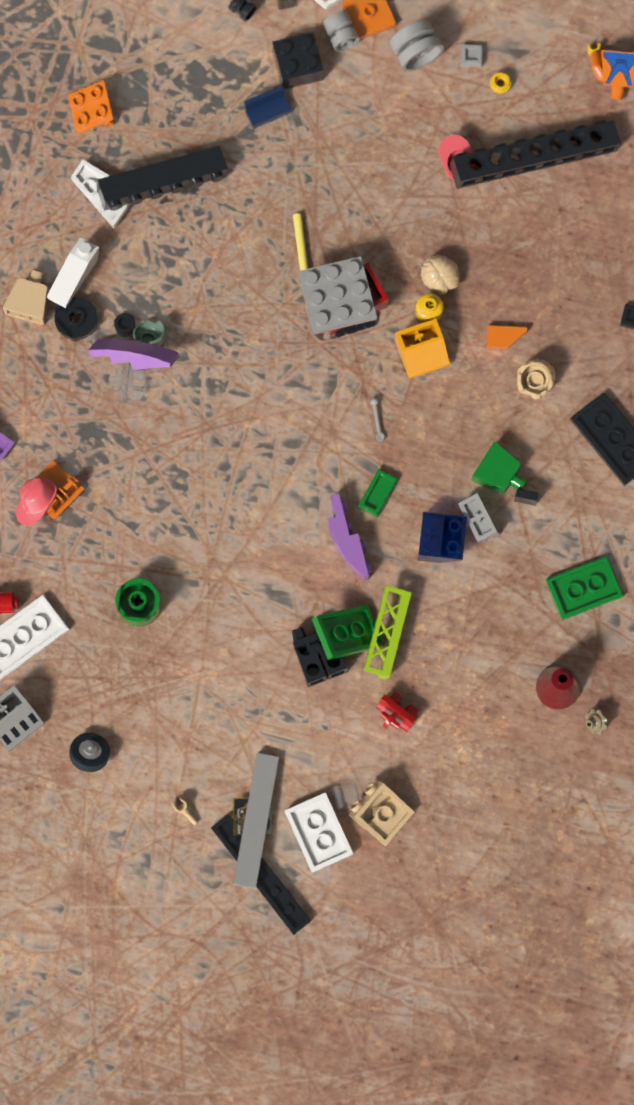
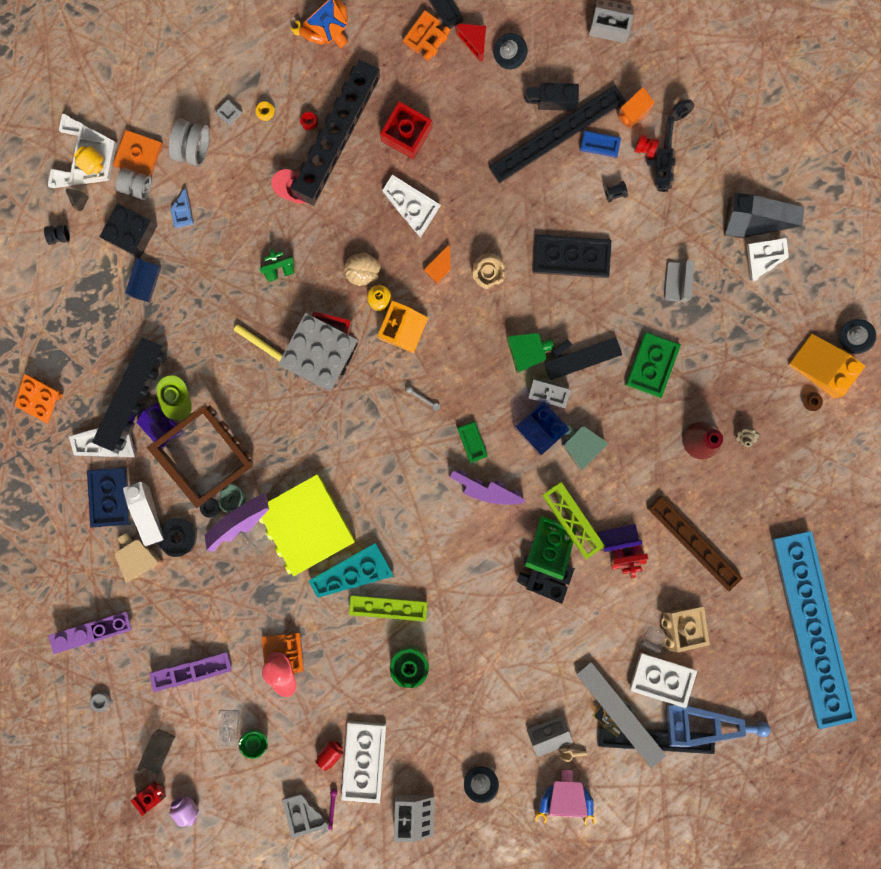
camera: 50 degrees left, 10 degrees up
(58, 234) = (107, 497): none -> dark blue tile
(130, 269) = (176, 474): none -> reddish brown window
(141, 836) = (566, 800): none -> bright pink torso
(156, 223) = (155, 423): none -> dark purple panel
(172, 544) = (388, 608): none -> lime plate
(181, 413) = (306, 525): none -> neon yellow panel
(181, 490) = (357, 570): none -> teal wing
(182, 778) = (549, 736): none -> light grey panel
(192, 214) = (174, 398): none -> lime piece
(292, 878) = (679, 727): none -> medium blue plate
(353, 89) = (181, 211): none -> medium blue tile
(387, 210) = (269, 269): none -> green hips
(408, 687) = (619, 537): none -> dark purple panel
(460, 586) = (583, 445): none -> sand green torso
(462, 759) = (694, 543): none -> reddish brown tile
(481, 928) = (814, 630): none -> dark azure plate
(525, 119) = (309, 116): none -> red plate
(533, 268) = (411, 204): none -> white wing
(534, 524) = (583, 359): none -> black tile
(590, 209) = (406, 130): none -> red brick

